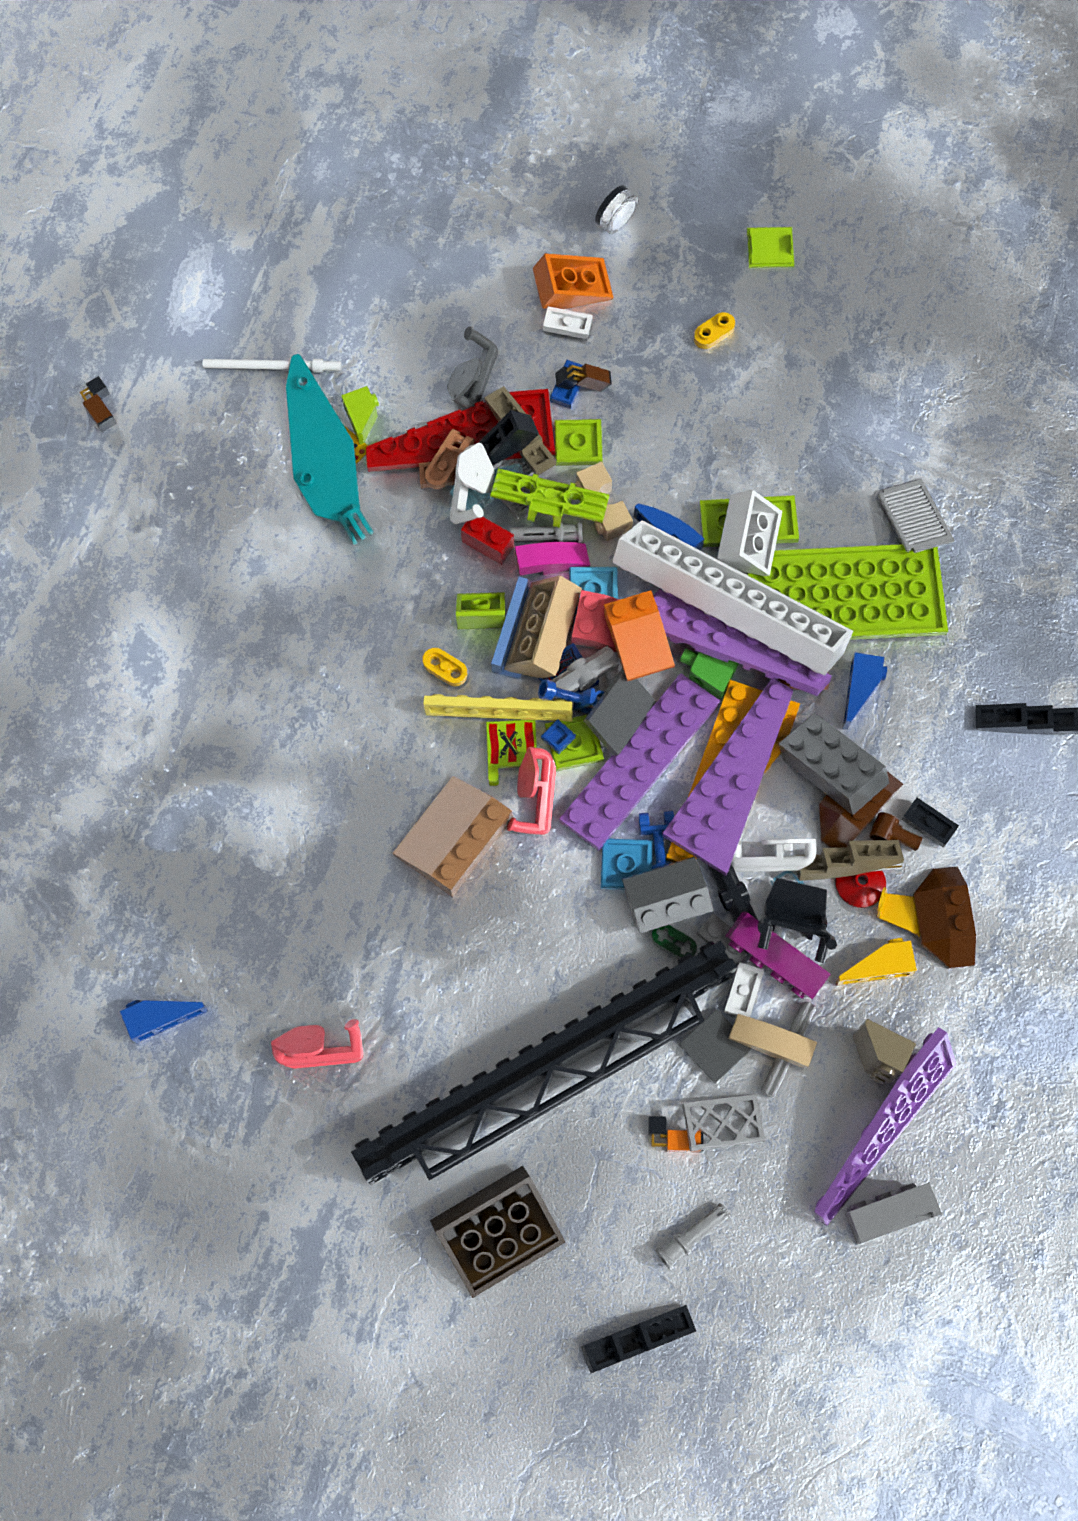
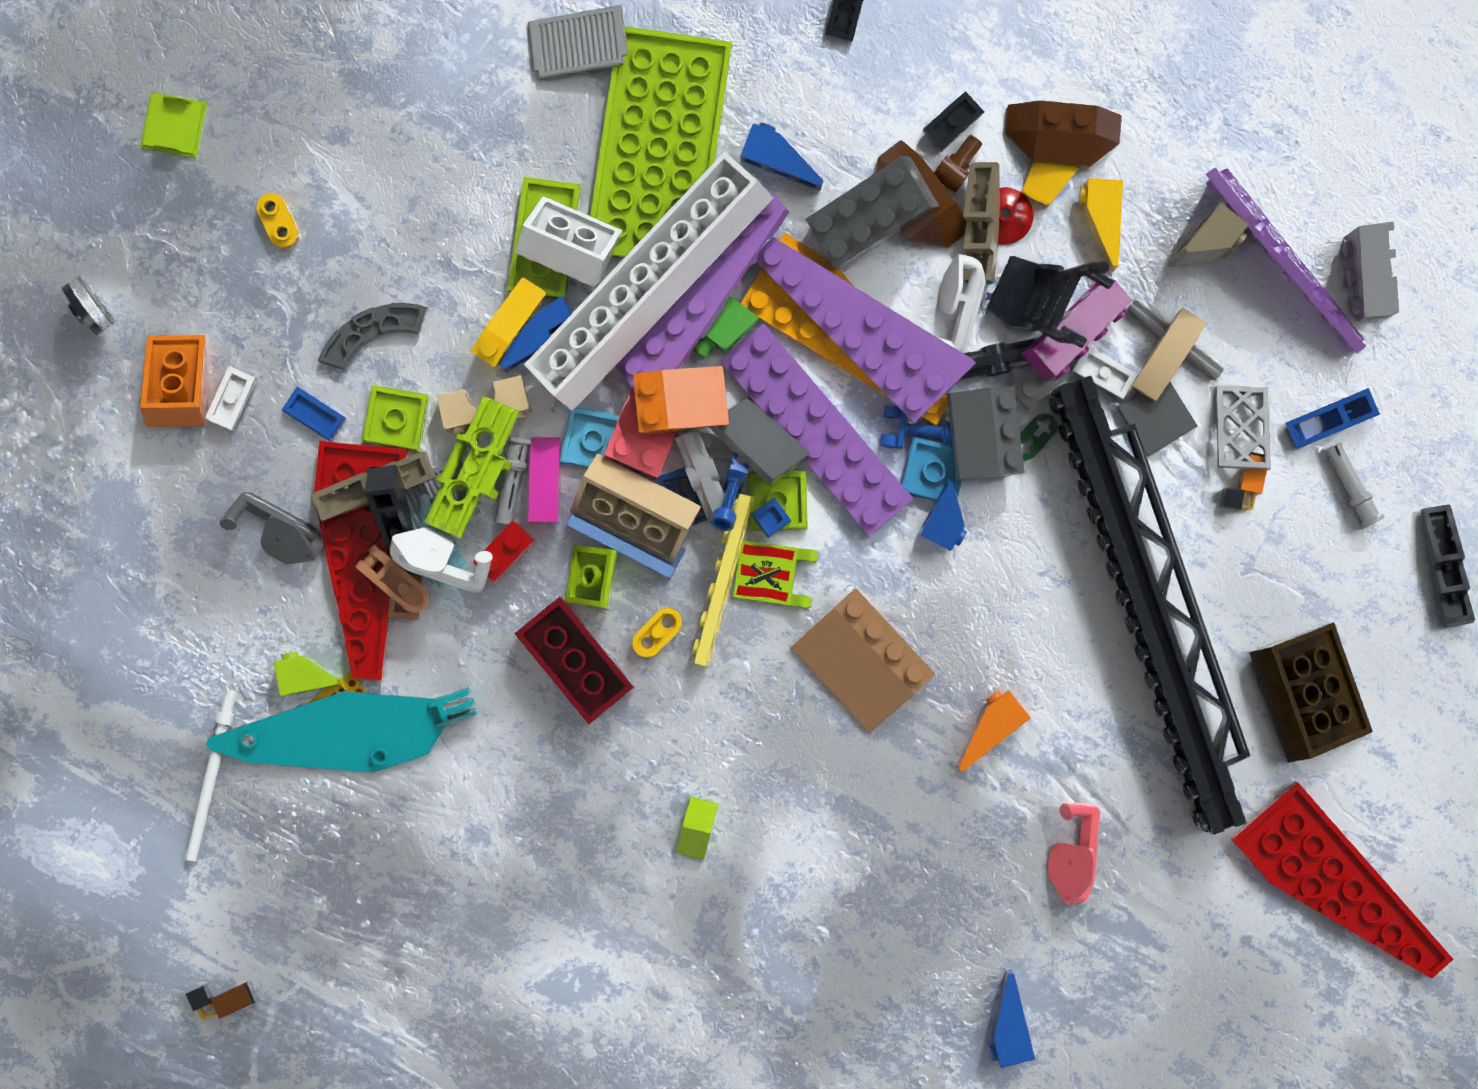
camera: 80 degrees left, 15 degrees up
(289, 728) = (697, 828): none -> lime slope
(341, 1267) = (1318, 865): none -> red wing
(409, 605) = (574, 660): none -> dark red brick
(418, 953) = (994, 724): none -> orange slope
(527, 788) = (832, 556): coral piece -> none
(586, 376) = (315, 393): piece -> none
(586, 877) = (945, 520): none -> blue slope
(647, 409) = (368, 326): none -> dark grey tile
(673, 502) = (508, 322): none -> yellow slope
(751, 1205) = (1333, 418): none -> blue slope

